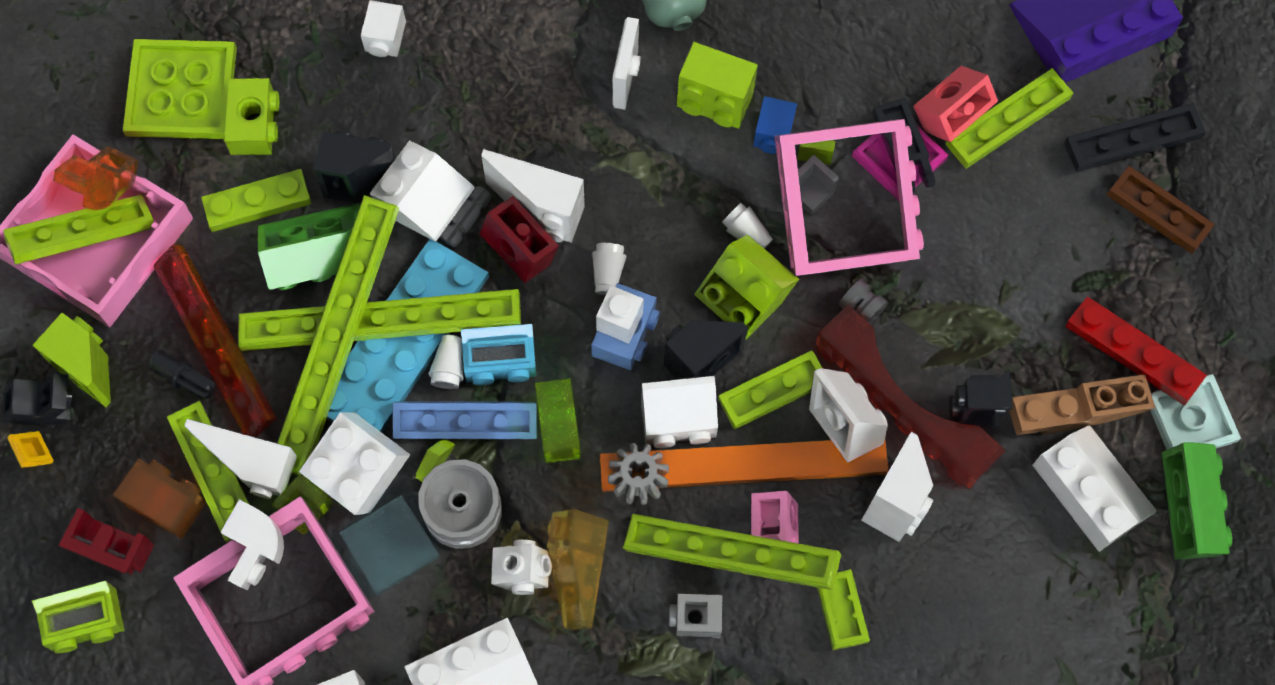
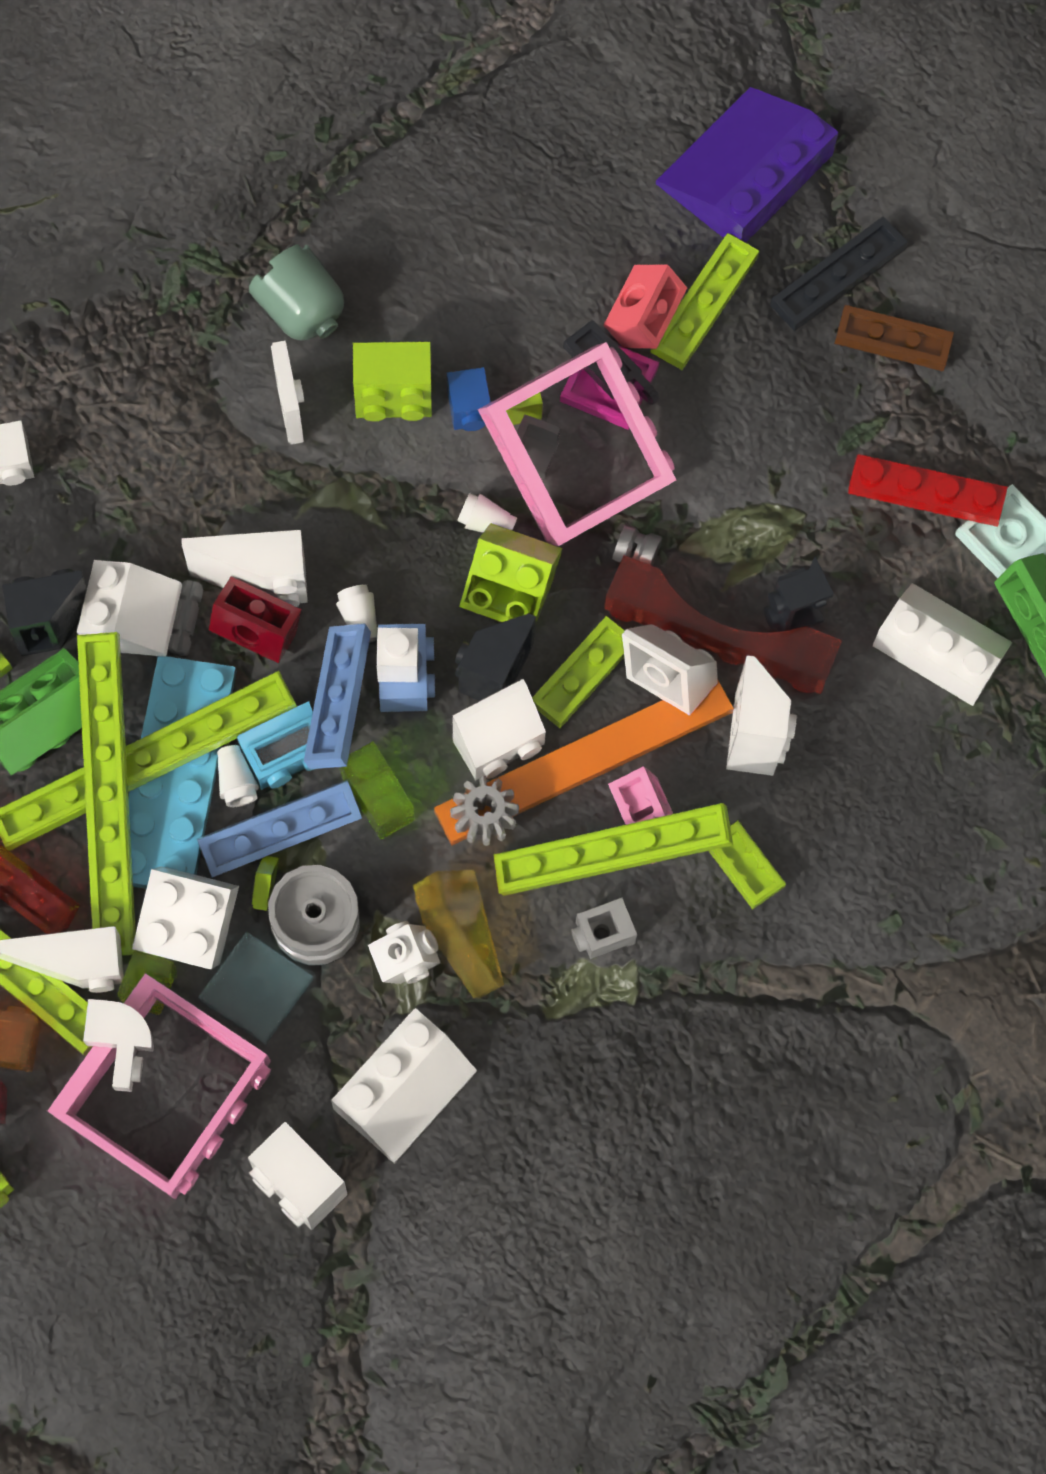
camera: 25 degrees left, 0 degrees up
(556, 330) = (337, 696): none -> medium blue plate
(1081, 406) = (898, 566): medium nougat slope -> none

